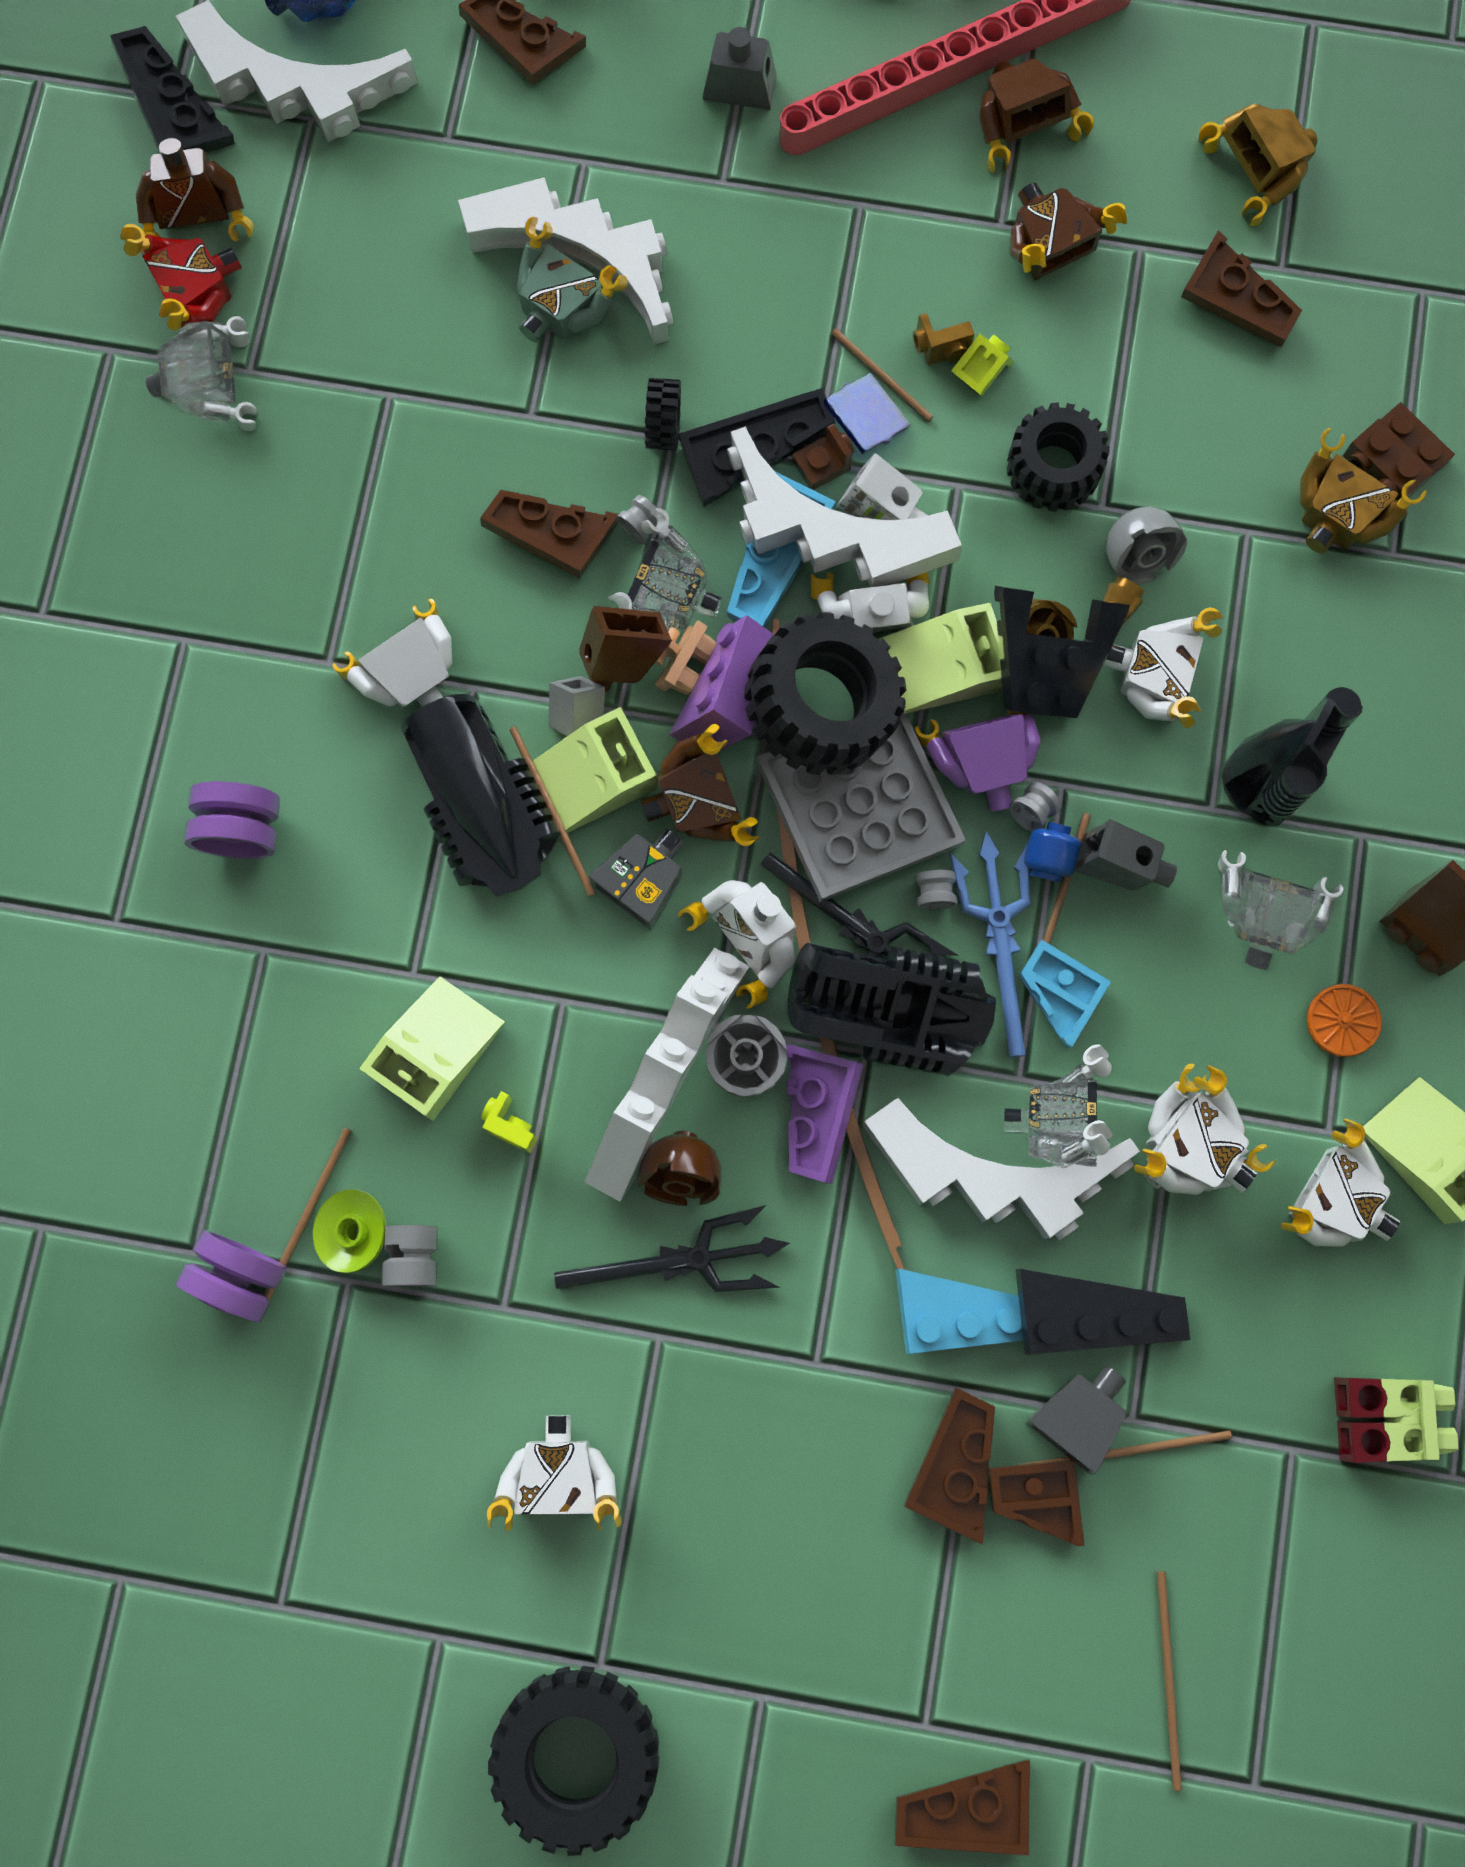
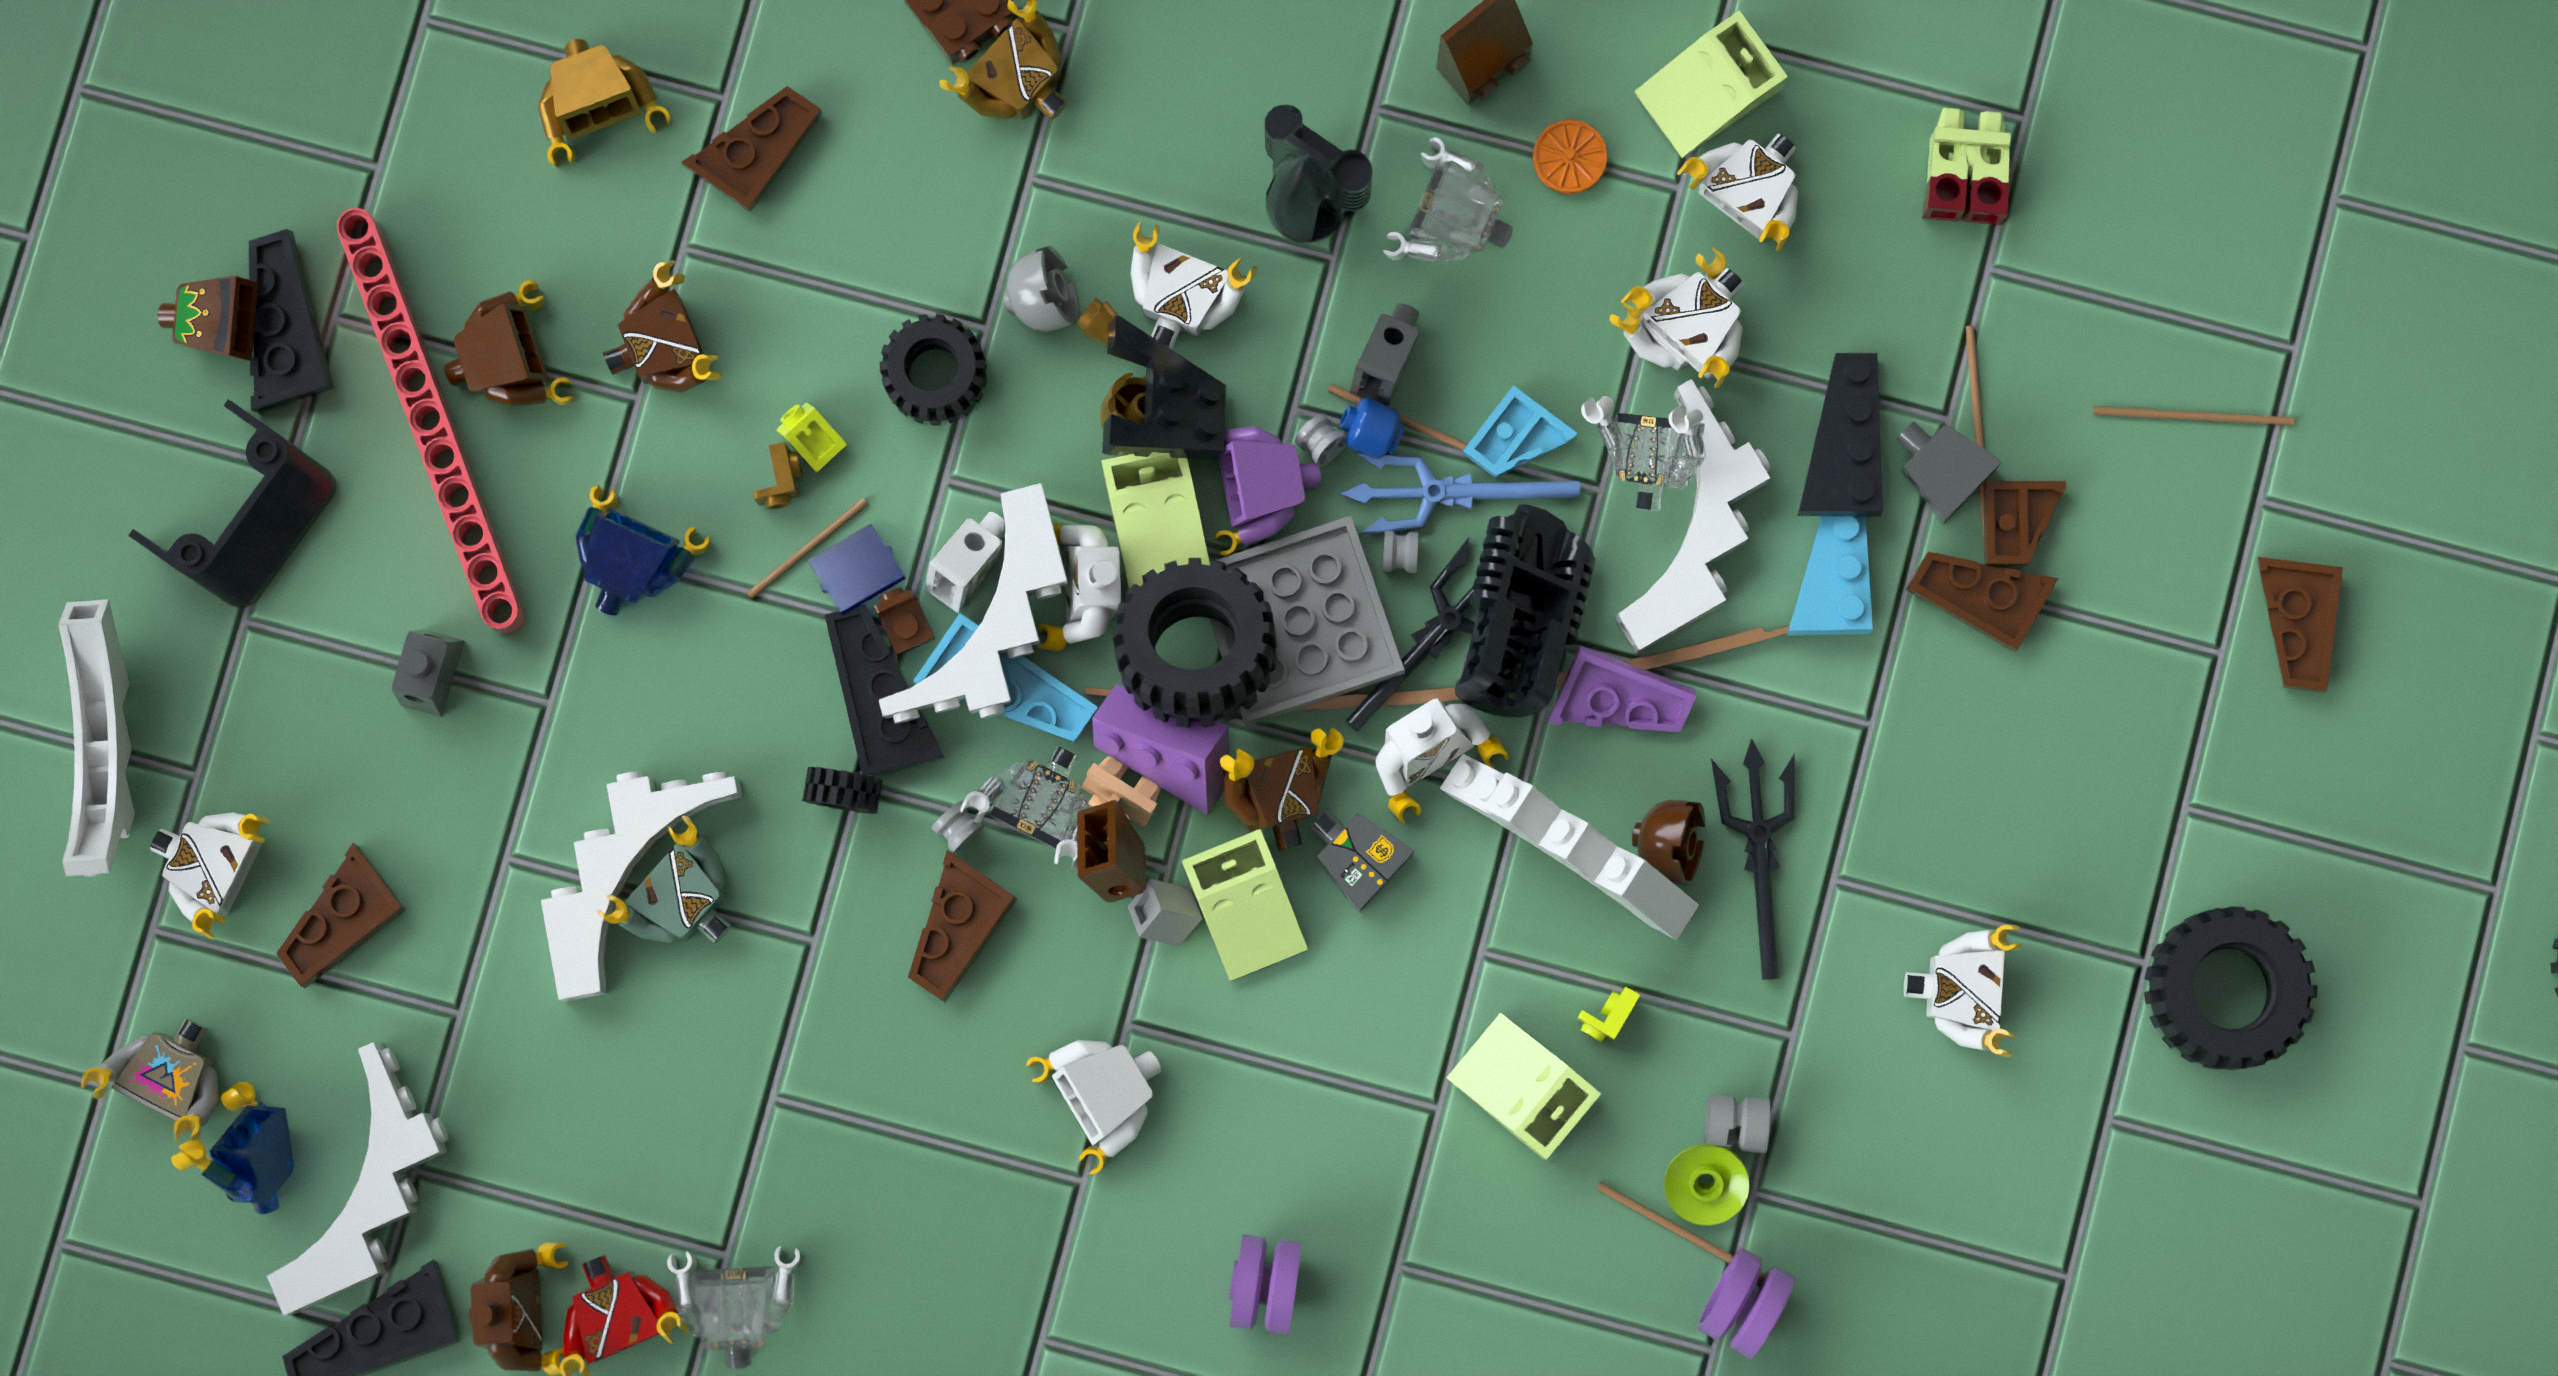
camera: 85 degrees left, 5 degrees up
(482, 801) = (1263, 1019): black connector -> none
(555, 817) = (1280, 945): medium nougat piece -> none
(746, 1055) = (1564, 761): light grey cylinder -> none
(856, 222) = (629, 556): none -> clear blue torso

